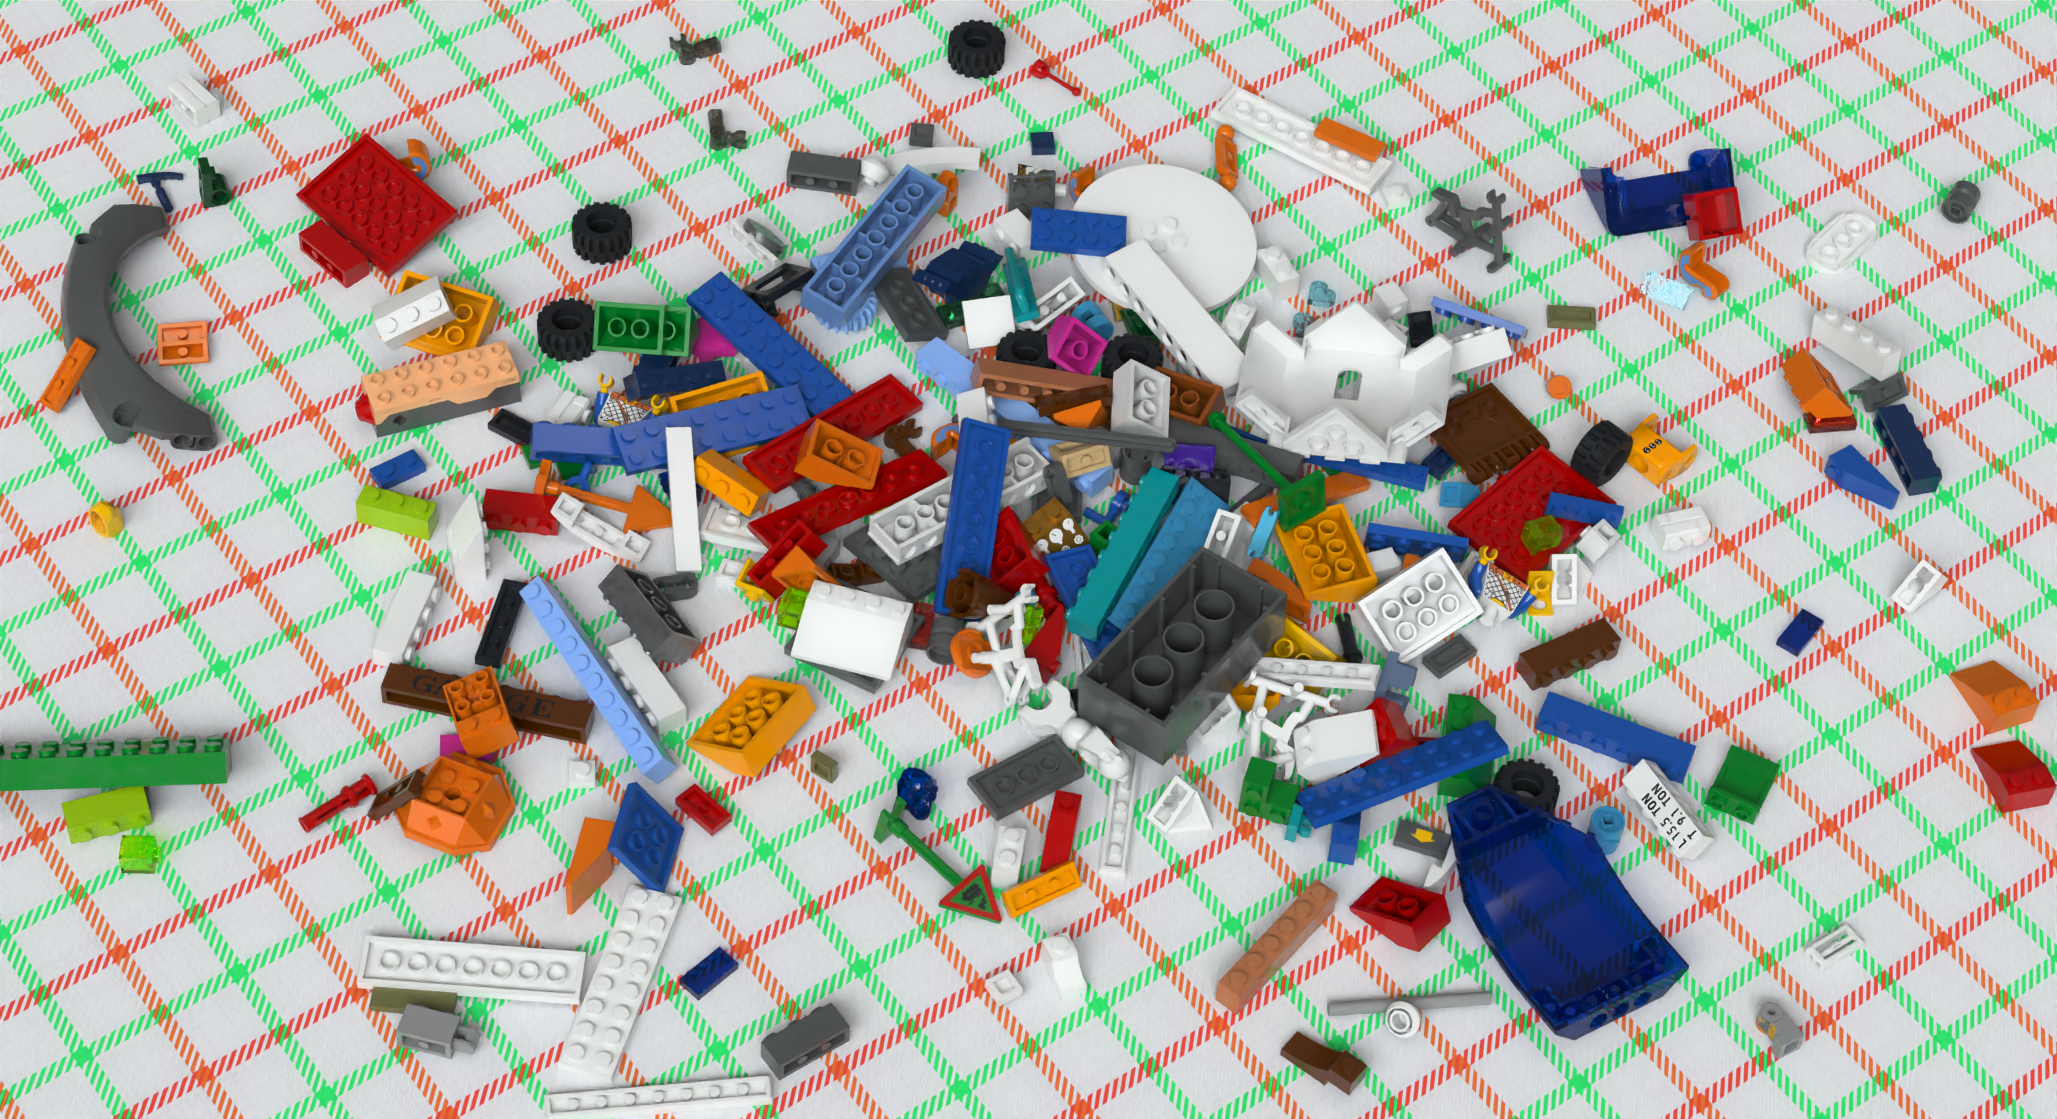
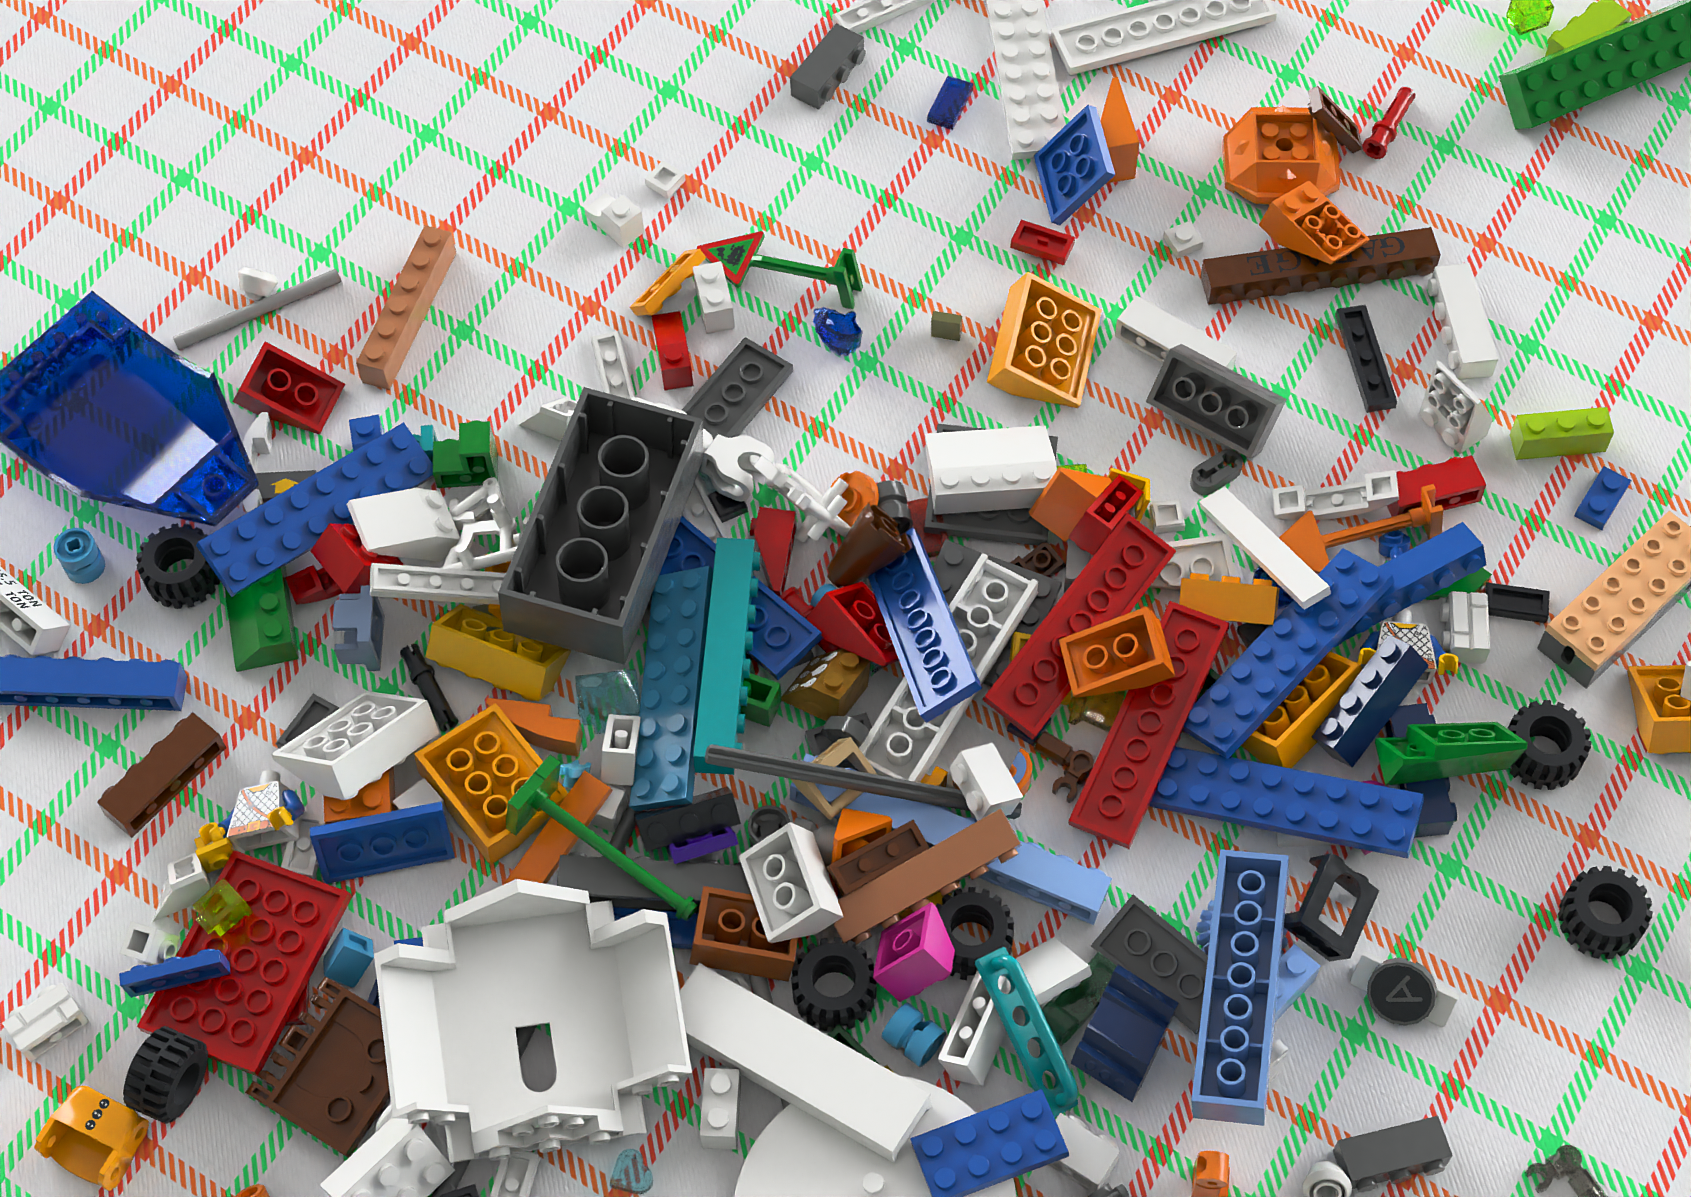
camera: 165 degrees right, 10 degrees up
(598, 680) = (1224, 320): light blue brick -> none
(1033, 623) = (807, 564): clear neon green brick -> none
(1117, 506) = (769, 781): blue plate -> none
(1325, 1063) = (324, 216): reddish brown slope -> none

